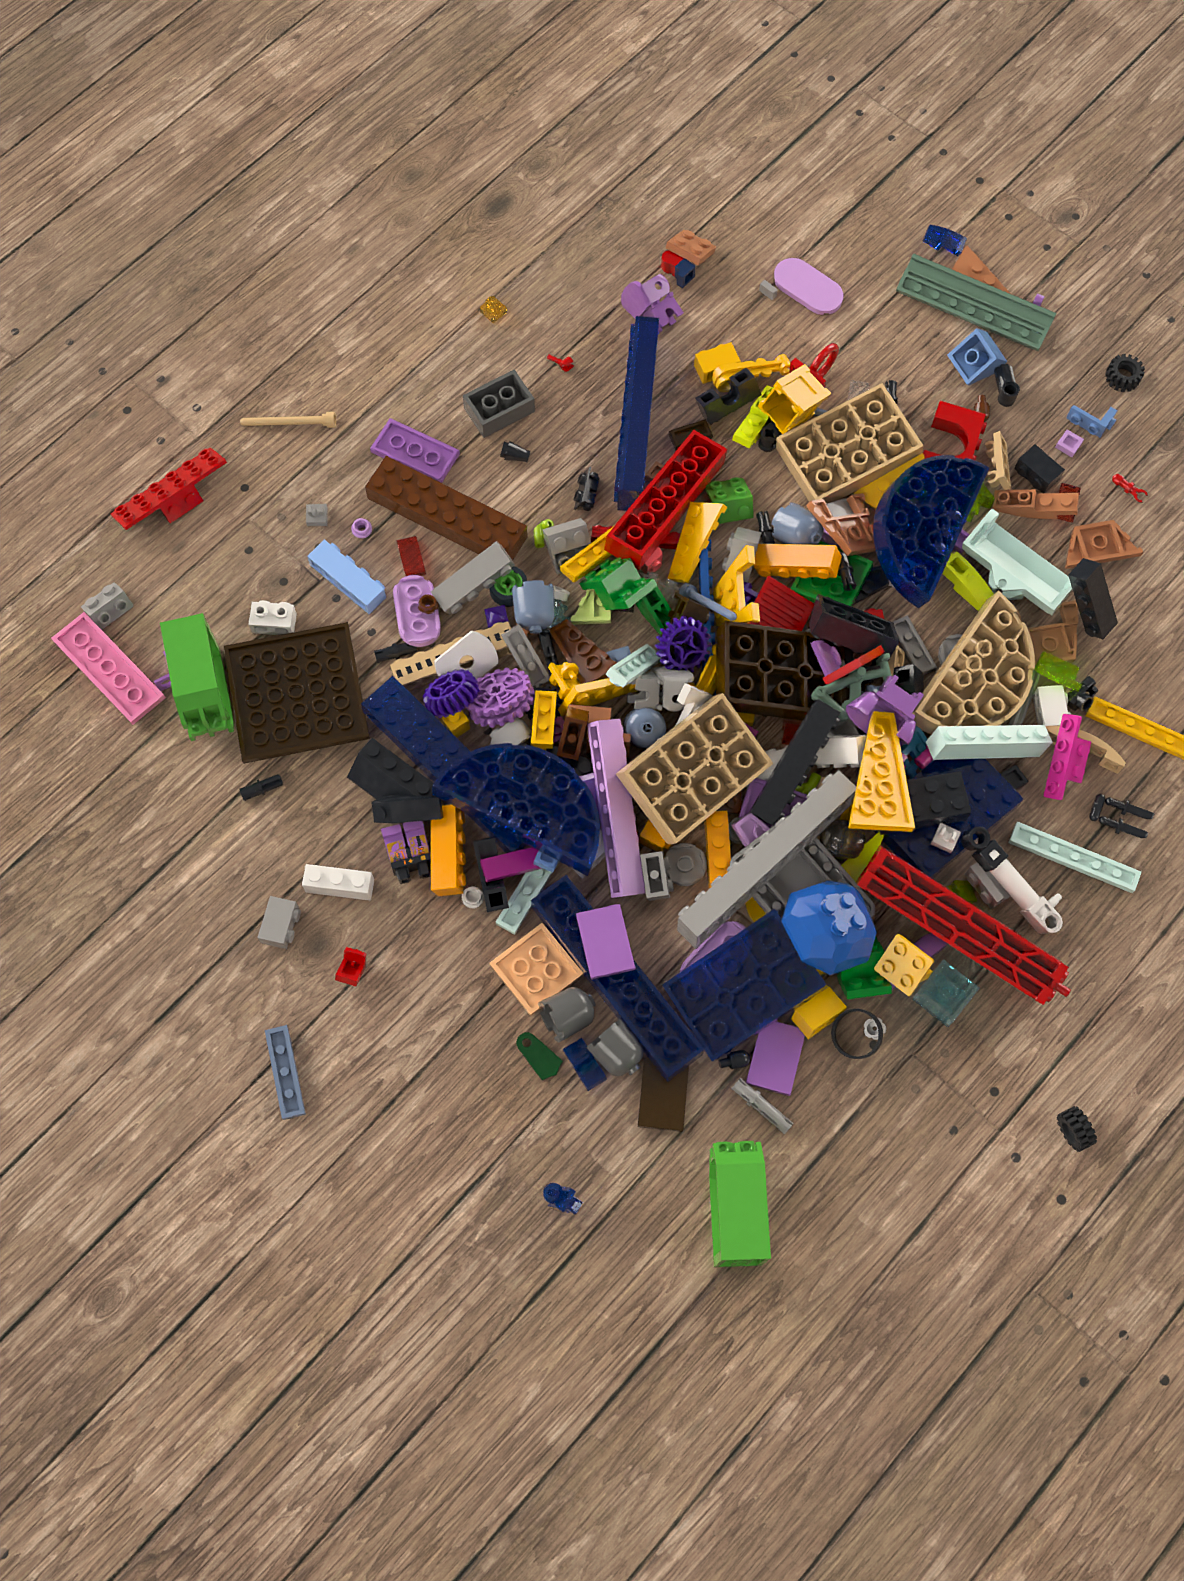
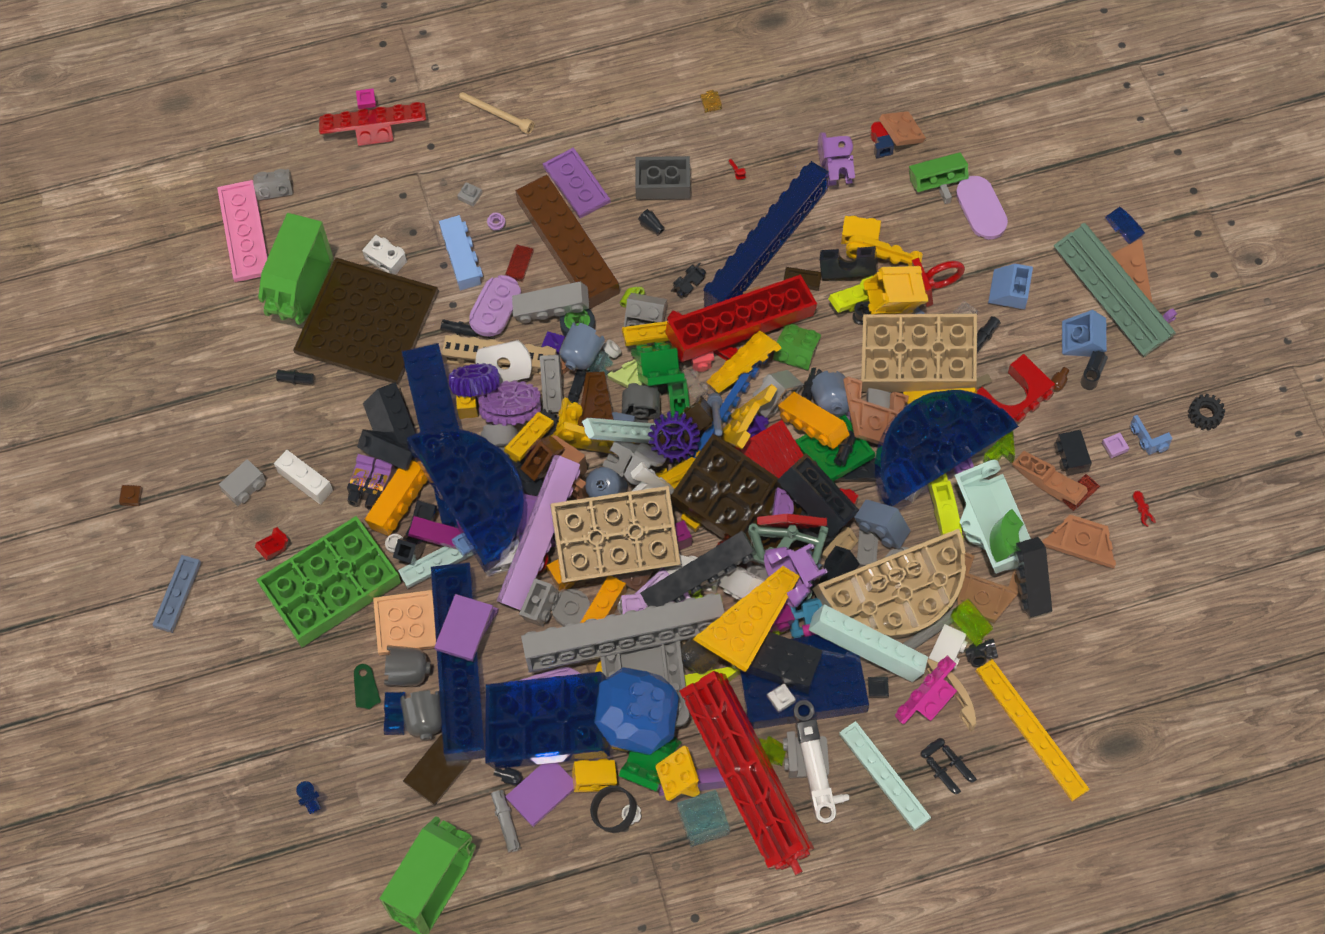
camera: 35 degrees right, 5 degrees down
(149, 471) = (366, 98): none -> dark pink tile
(167, 1000) = (130, 495): none -> reddish brown plate
(427, 600) = (504, 300): reddish brown plate -> none
(434, 972) = (328, 581): none -> bright green brick
(624, 629) = (641, 402): none -> dark grey brick
(751, 271) = (938, 172): none -> bright green brick
(886, 344) = (1011, 286): none -> medium blue slope
(921, 620) = (884, 521): none -> sand blue brick
(998, 452) = (1042, 429): tan plate -> none
(1039, 575) = (1005, 536): none -> bright green brick

